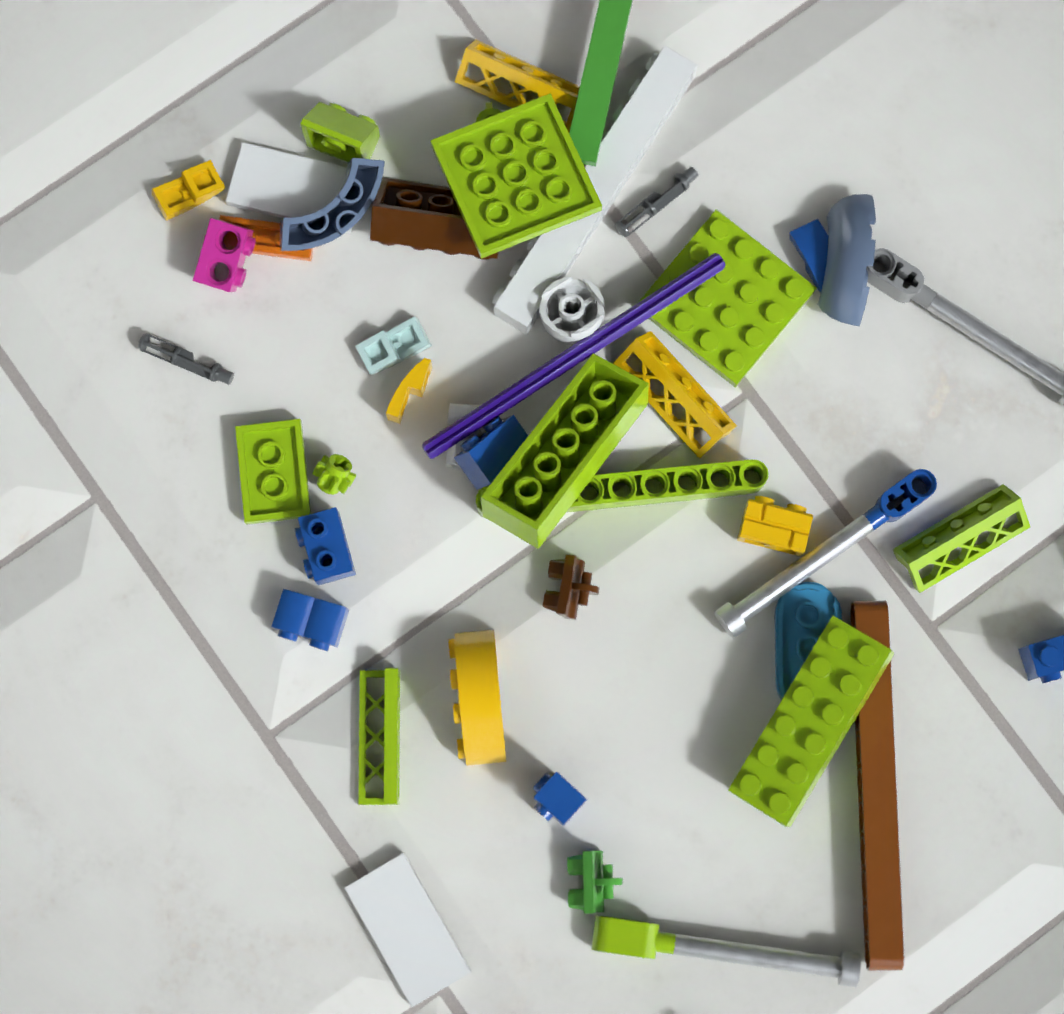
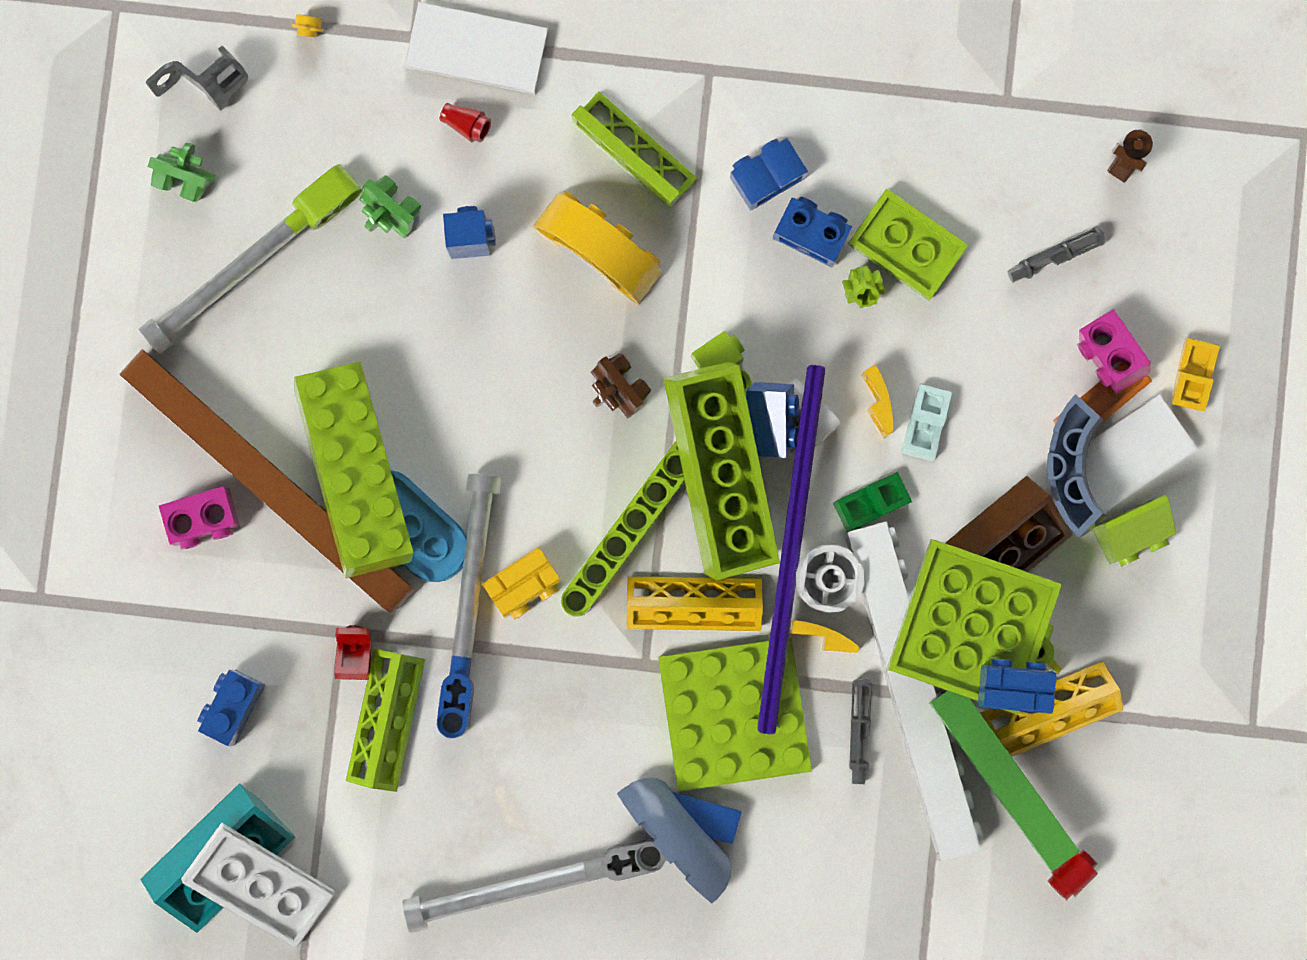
camera: 130 degrees right, 5 degrees up
(67, 365) = (1135, 146): none -> reddish brown hips
(472, 883) = (467, 122): none -> red cone
(479, 534) = (719, 350): none -> lime brick
(486, 334) = (872, 502): none -> green slope
(534, 105) = (1017, 688): none -> blue brick
(612, 274) = (831, 639): none -> yellow slope
(939, 602) = (353, 653): none -> red bracket
(945, 814) = (198, 509): none -> dark pink brick

